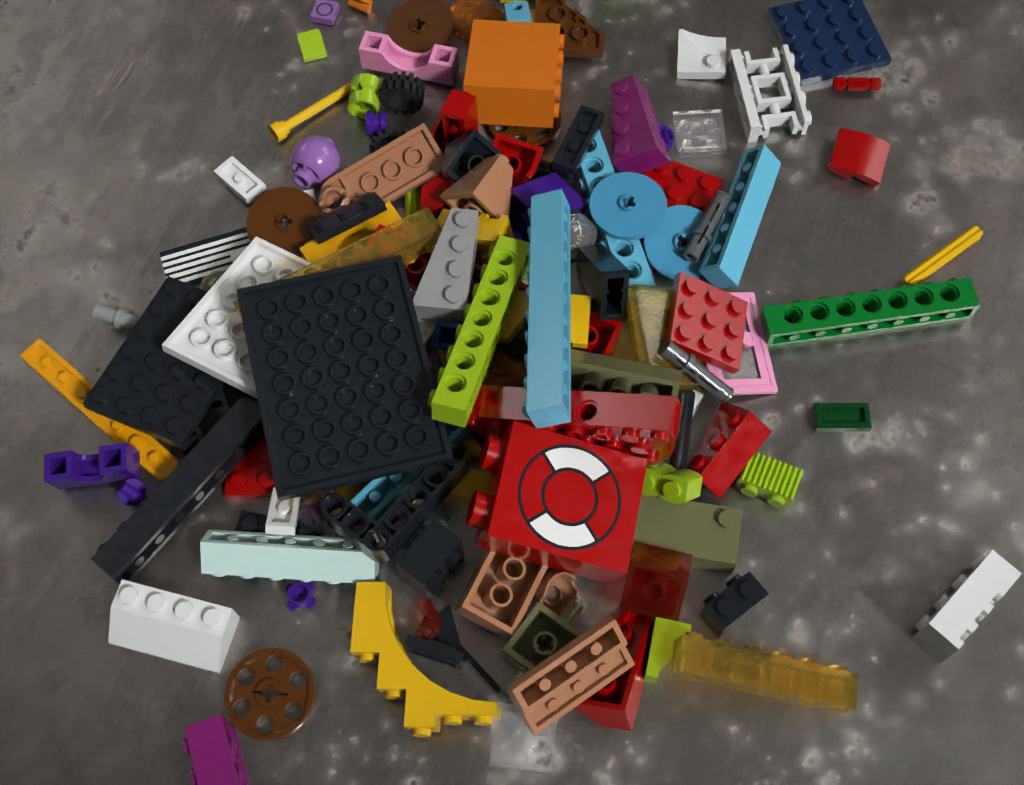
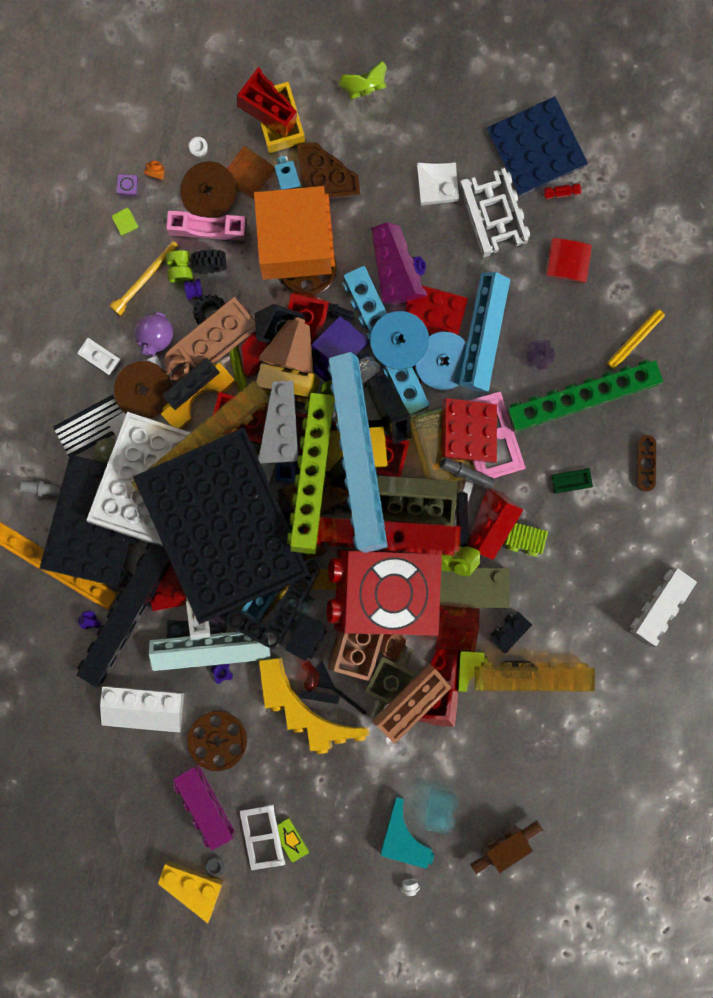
camera: 10 degrees left, 20 degrees up
(72, 469) = (56, 609): dark purple arch -> none
(455, 118) = (256, 290): red wedge -> none
(578, 140) = (353, 288): black plate -> none
(694, 249) = (457, 355): dark grey pin -> none
(699, 133) = (444, 258): clear plate -> none
(813, 252) = (543, 348): none -> clear purple brick
(942, 419) = (651, 477): none -> reddish brown beam

